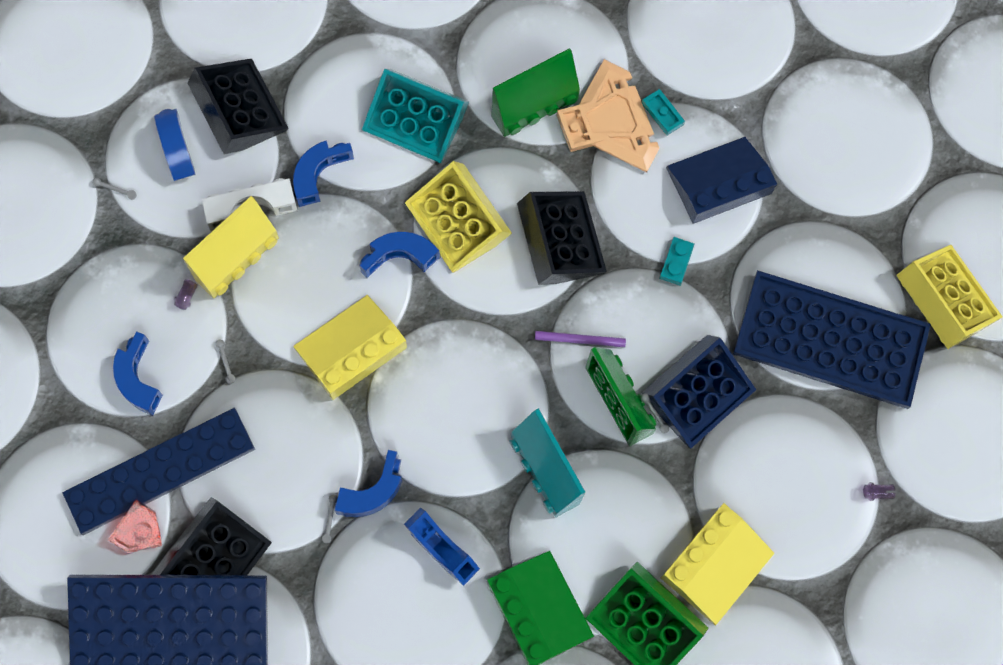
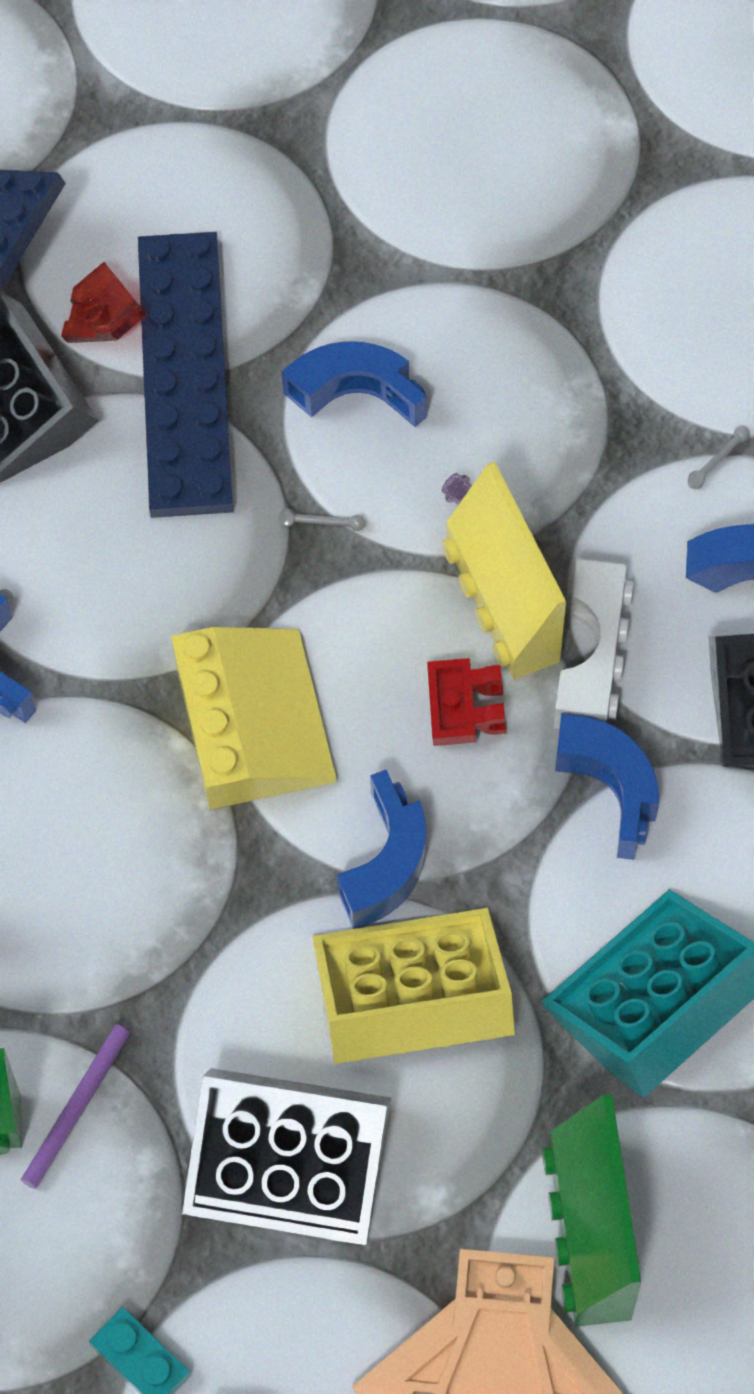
camera: 120 degrees right, 10 degrees down
(306, 255) = (452, 704): none -> red plate

